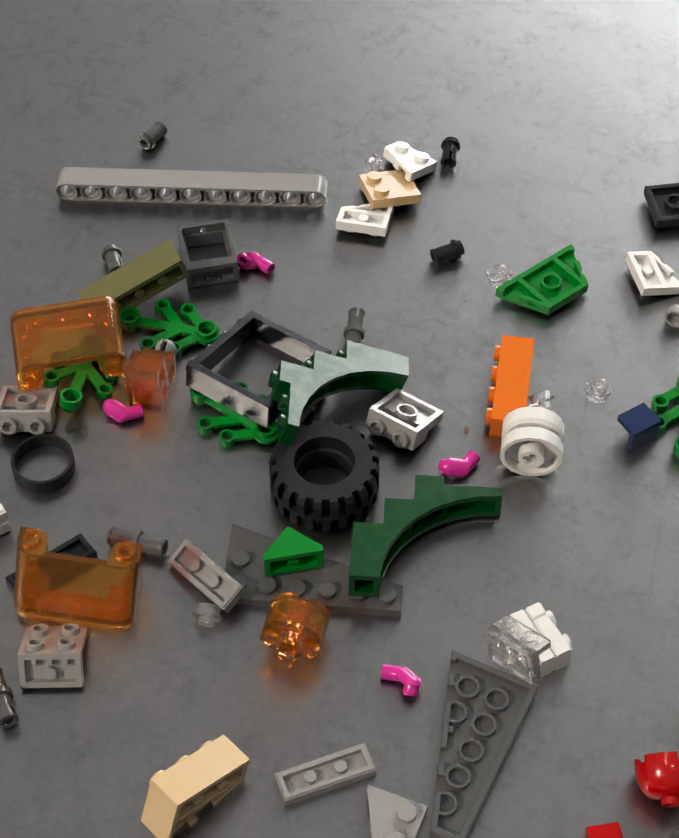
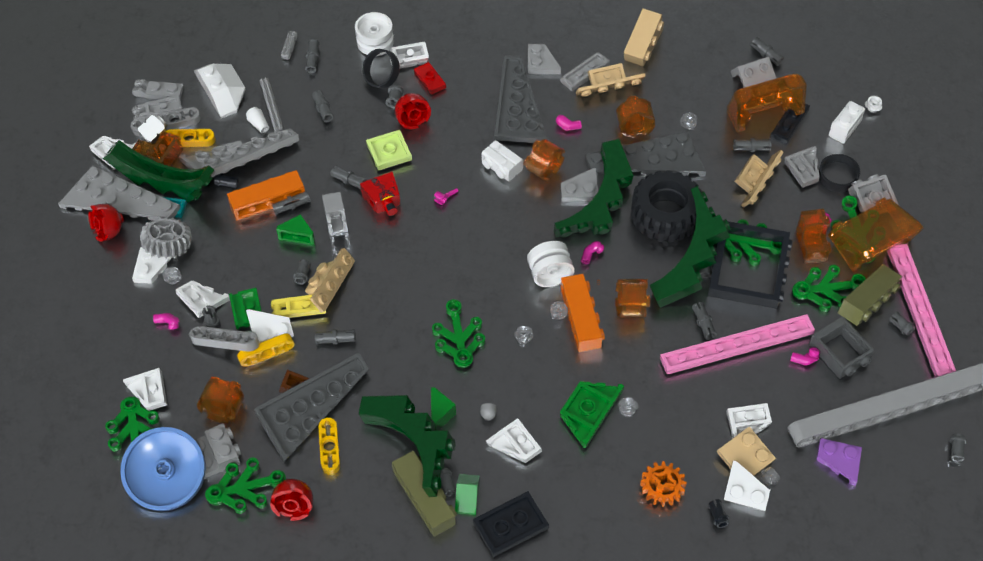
camera: 160 degrees right, 5 degrees up
(85, 486) = (804, 166): none -> light grey wing
(87, 247) = (921, 311): none -> bright pink plate
(161, 489) = (754, 175): none -> tan bracket
(170, 347) = (818, 263): light grey hinge -> none
(207, 576) = (701, 136): light grey tile -> none
(282, 159) = (841, 458): none -> medium lavender wing
(292, 553) = (657, 152): green slope -> none
(298, 728) = (608, 77): none -> tan bracket
(328, 296) = (736, 344): none -> bright pink plate
(403, 419) = (640, 262): light grey plate -> none
(431, 565) = (580, 188): none -> light grey wing
(439, 370) = (632, 298): none -> clear orange brick
(447, 252) = (670, 415): black pin -> none
(474, 602) = (544, 159): none -> clear orange brick
(498, 188) = (663, 474): none -> orange gear
(517, 648) = (512, 141): clear bracket -> none
(641, 425) = (486, 308): dark blue panel -> none
(656, 615) = (442, 198): none -> dark pink hand

